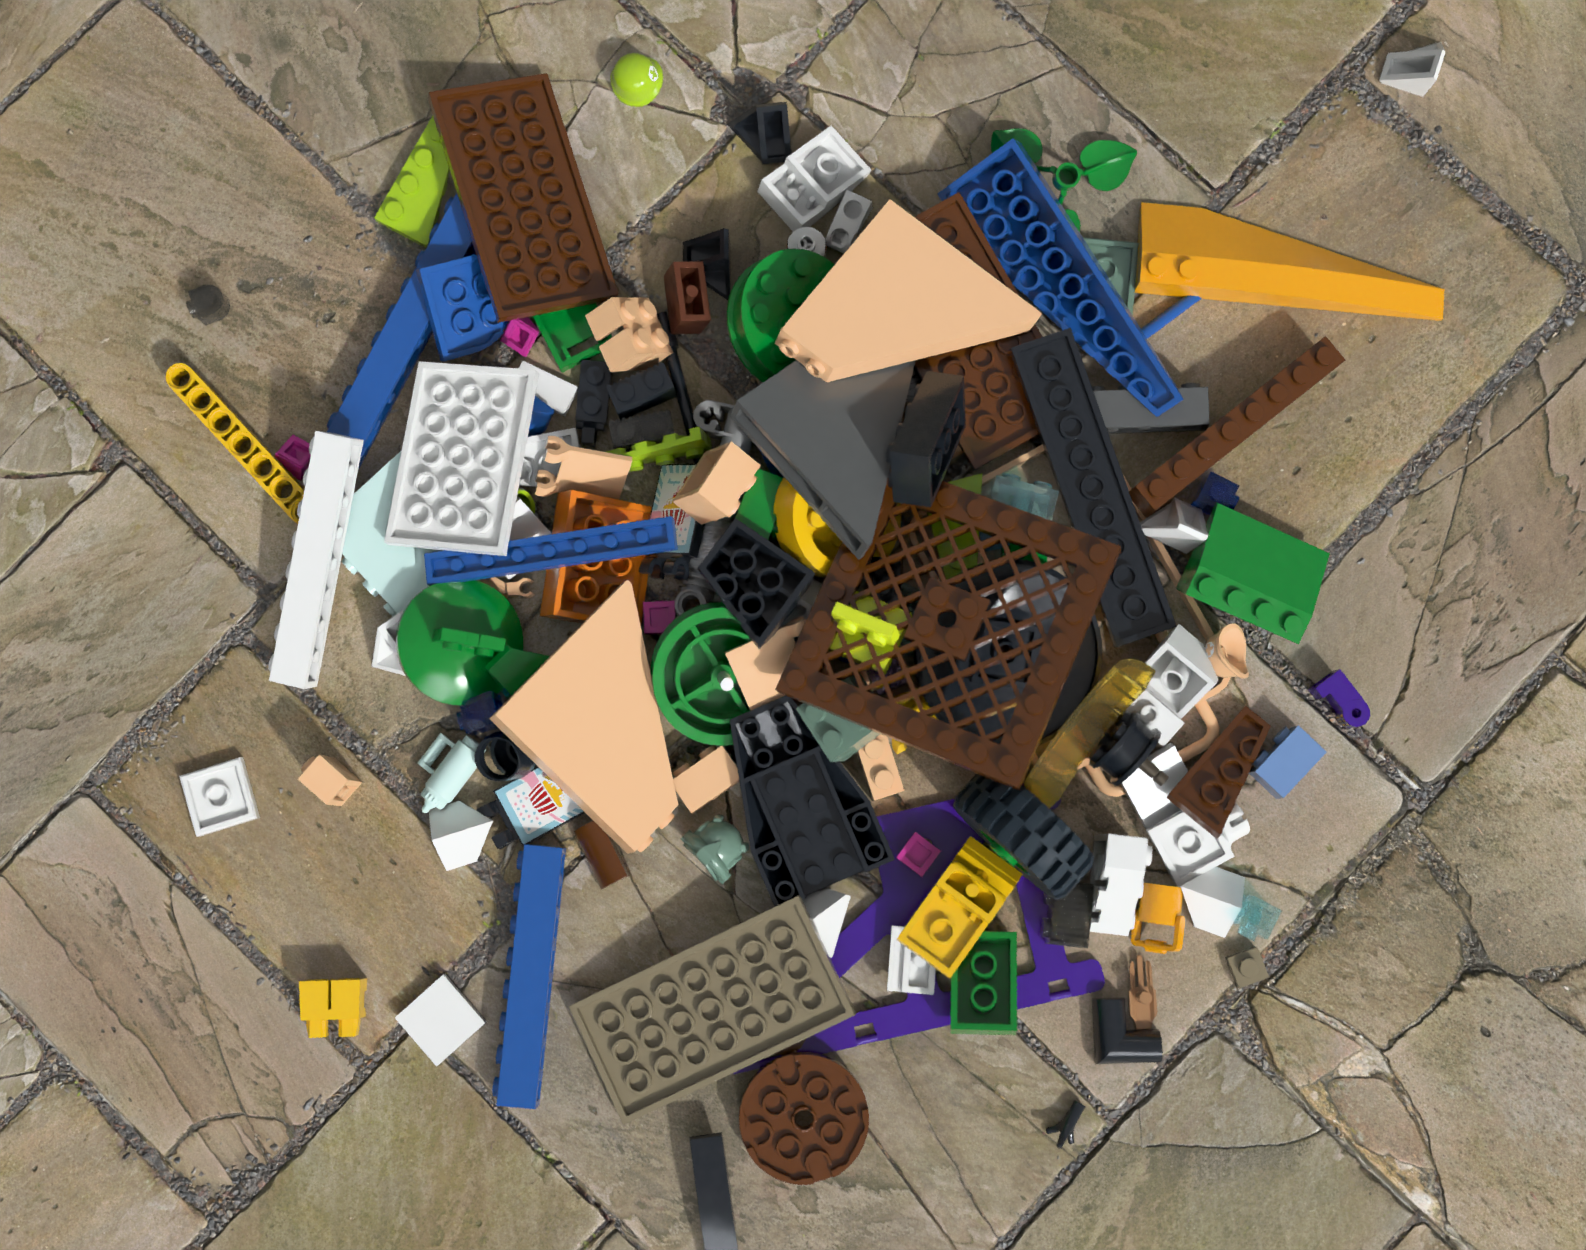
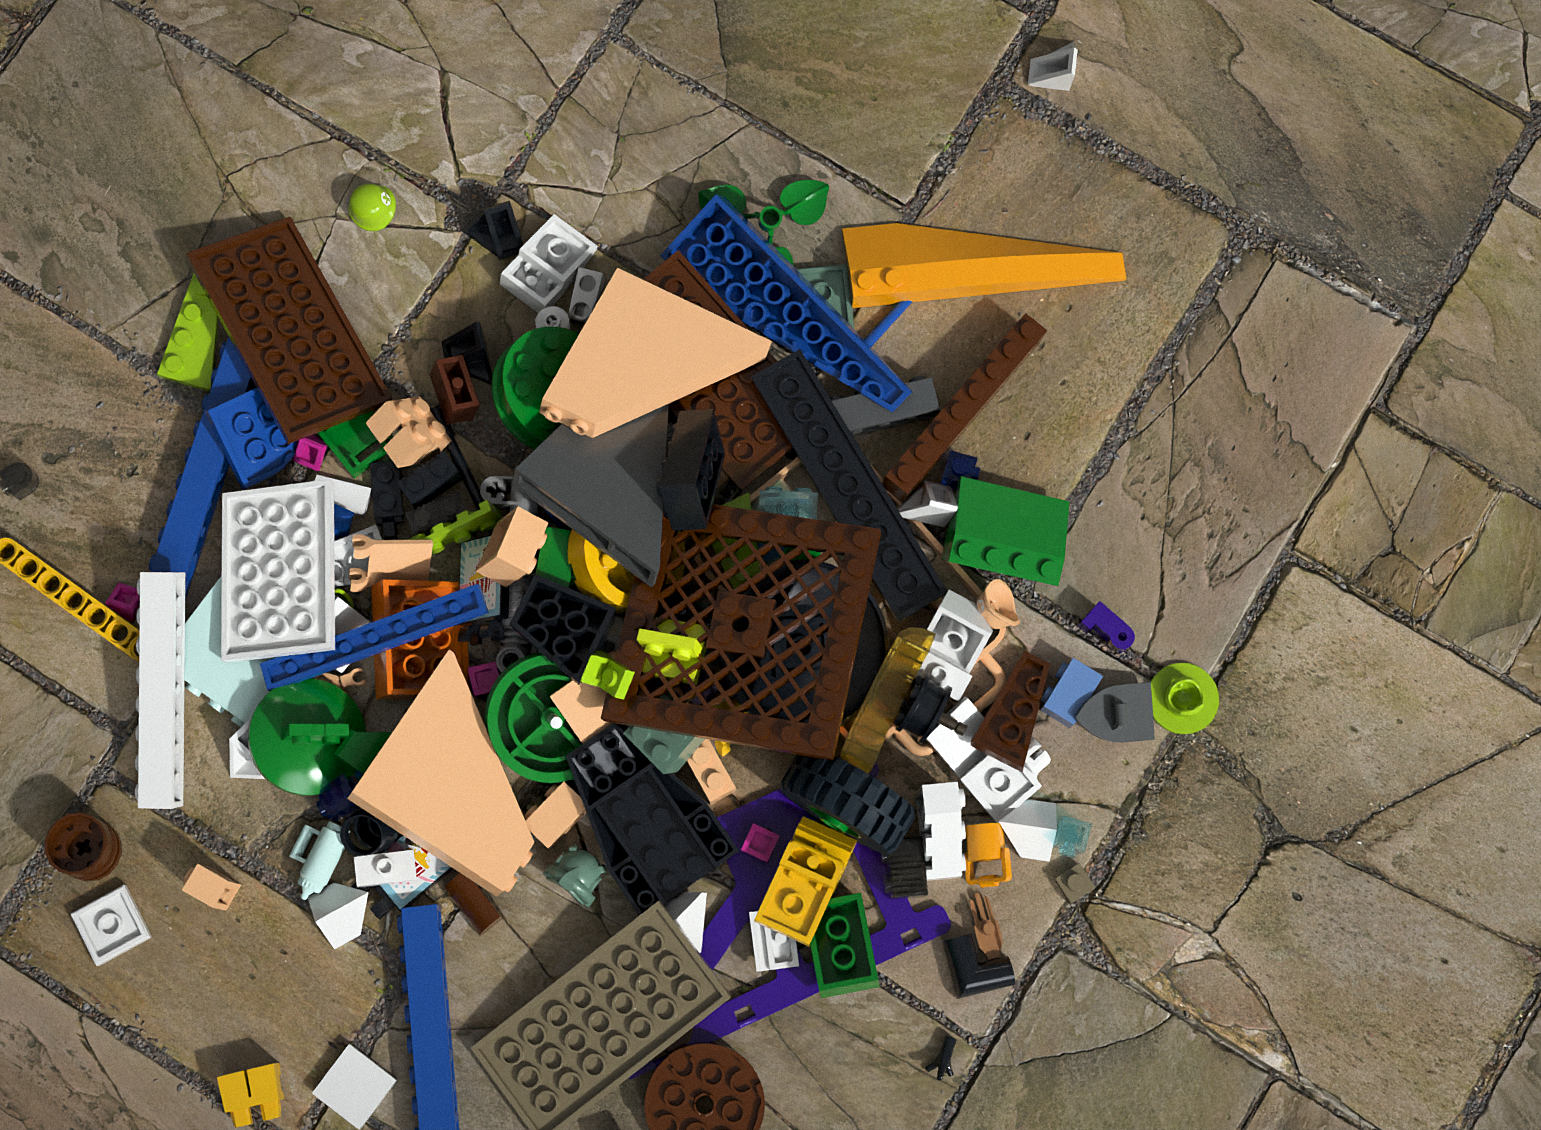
camera: 20 degrees left, 5 degrees down
(187, 706) = (67, 843): none -> reddish brown wheel
(515, 798) = (385, 868): none -> white plate
(793, 644) = (607, 674): none -> lime slope
(1335, 795) = (1119, 713): none -> dark grey shield
(1406, 792) = (1184, 698): none -> lime piece

